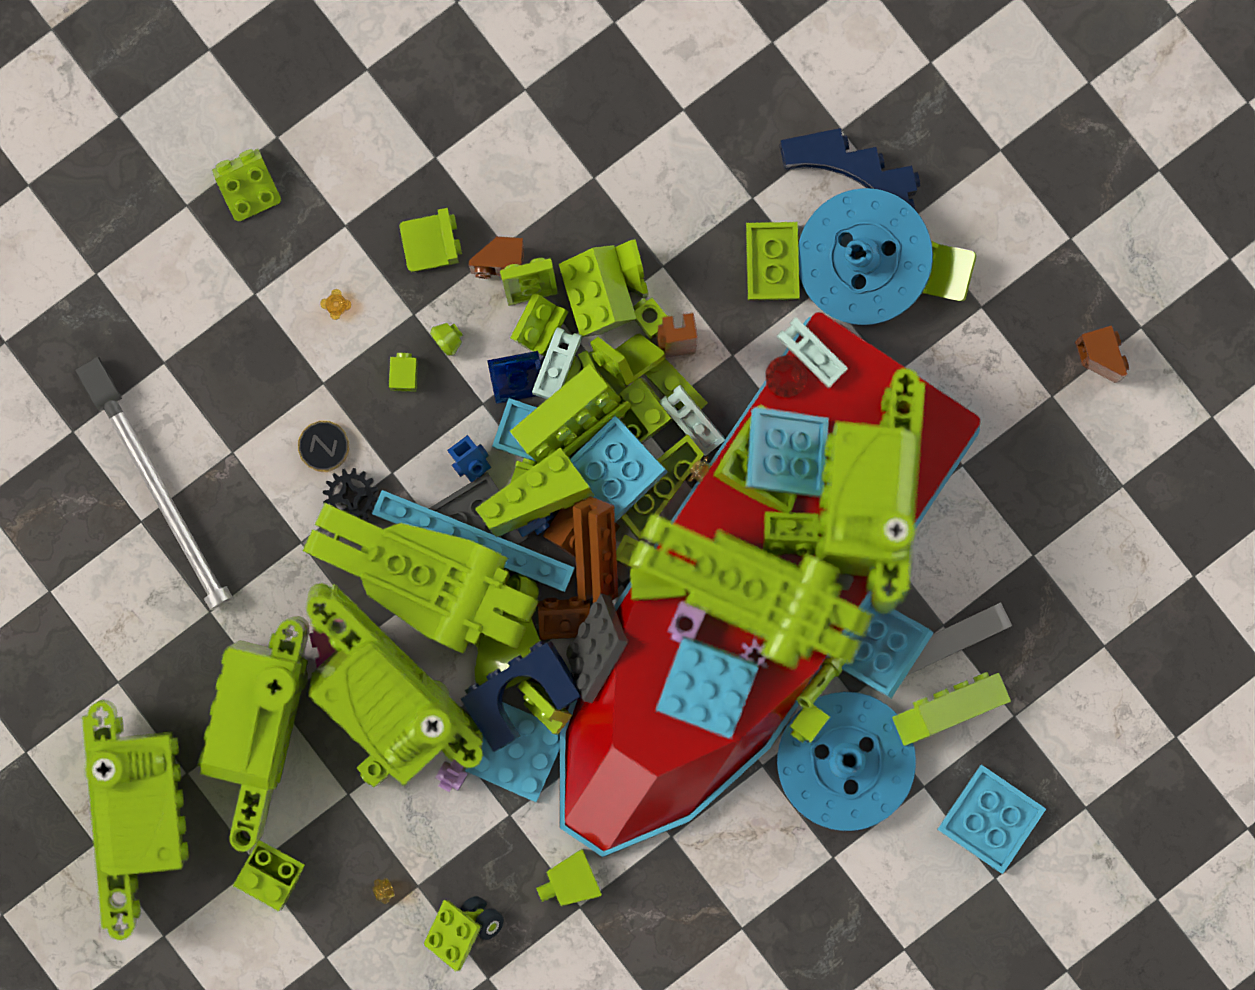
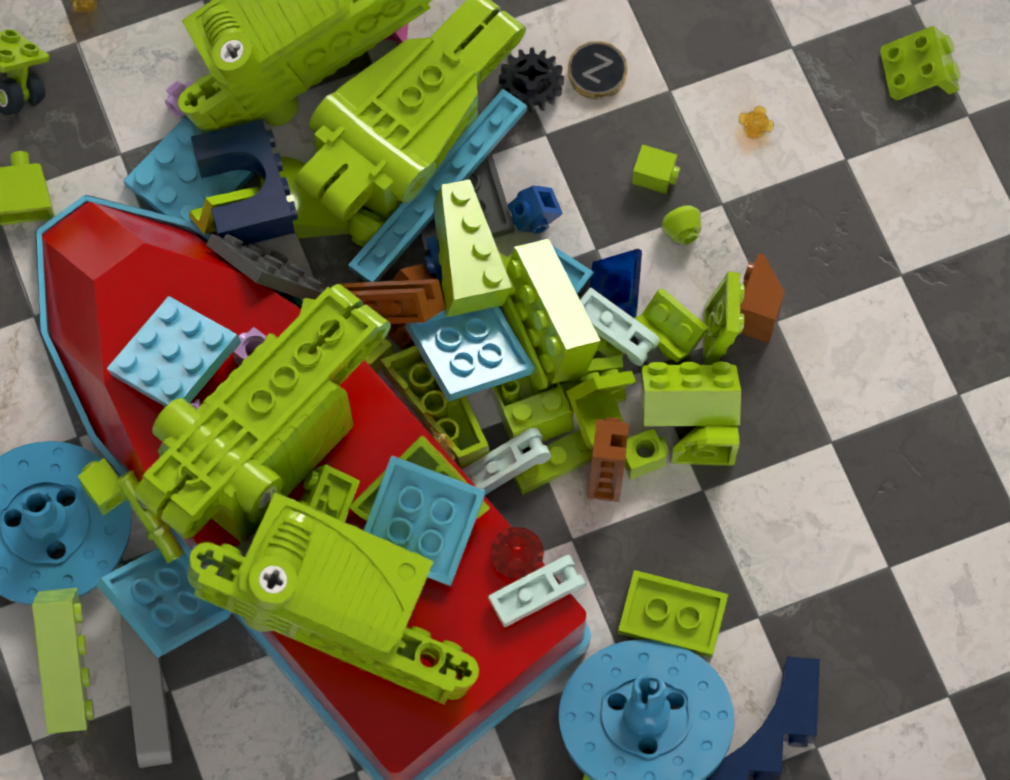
camera: 105 degrees right, 15 degrees down
(430, 241) = (802, 238): lime bracket -> none
(561, 617) = (323, 257): dark orange bracket -> none

